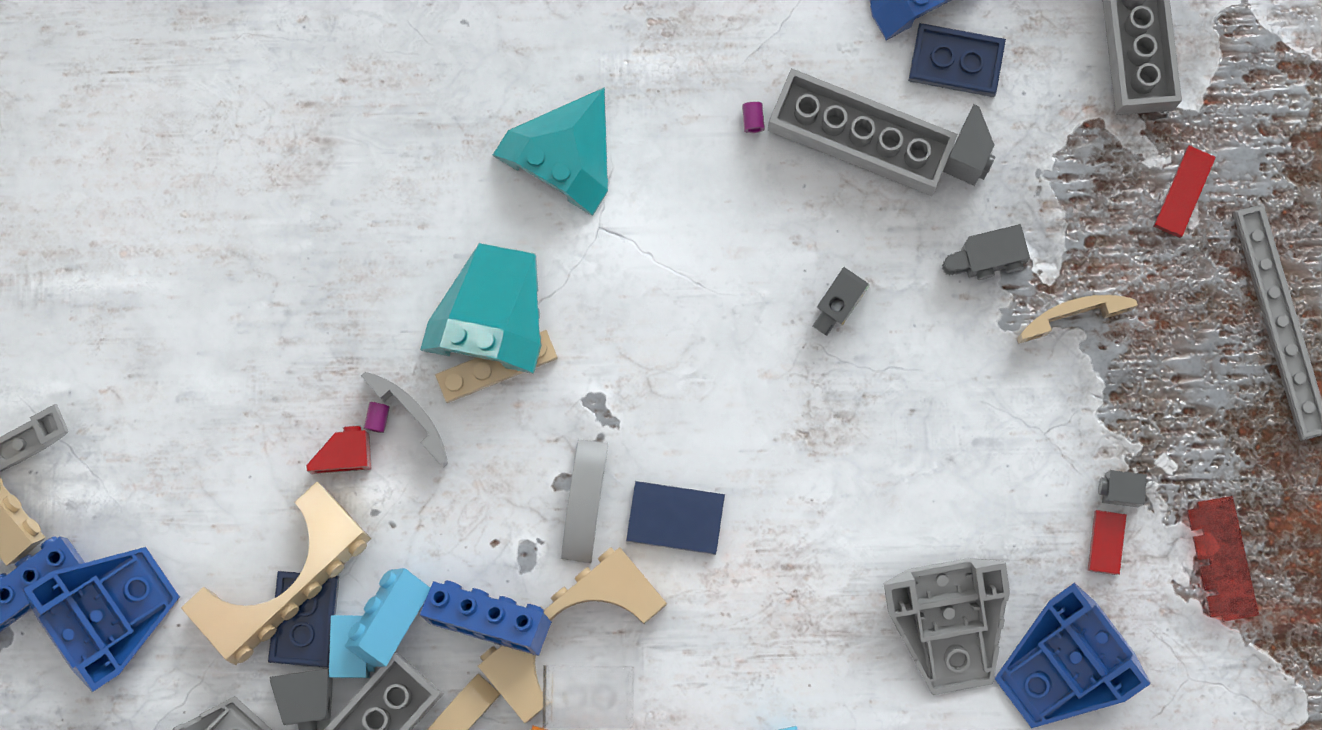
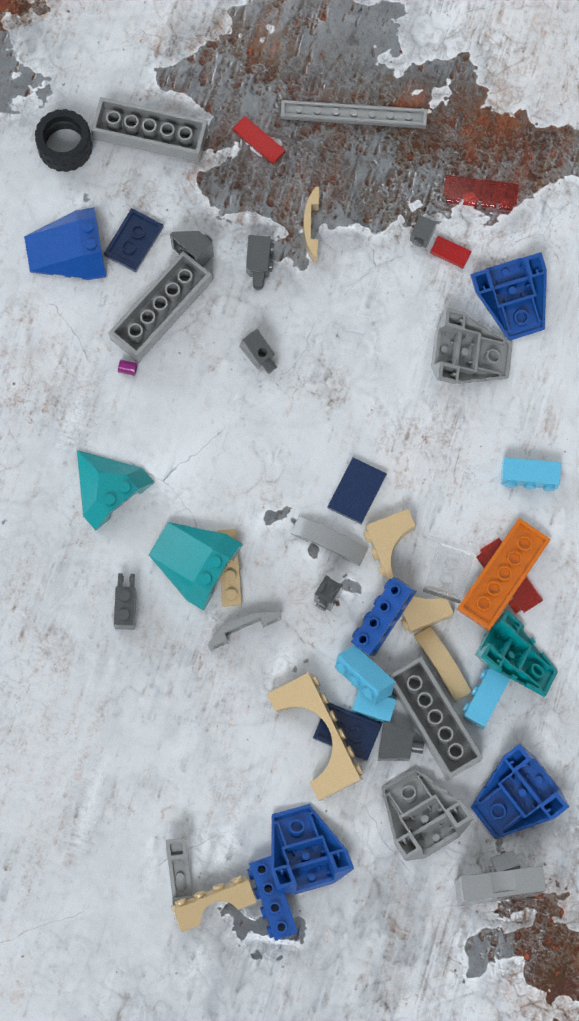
camera: 75 degrees left, 5 degrees down
(343, 452) = (252, 674): red slope -> none
(376, 417) = (237, 649): magenta hinge -> none
(392, 233) = (125, 604): none -> dark grey hinge
(495, 523) = (327, 594): none -> dark grey hinge

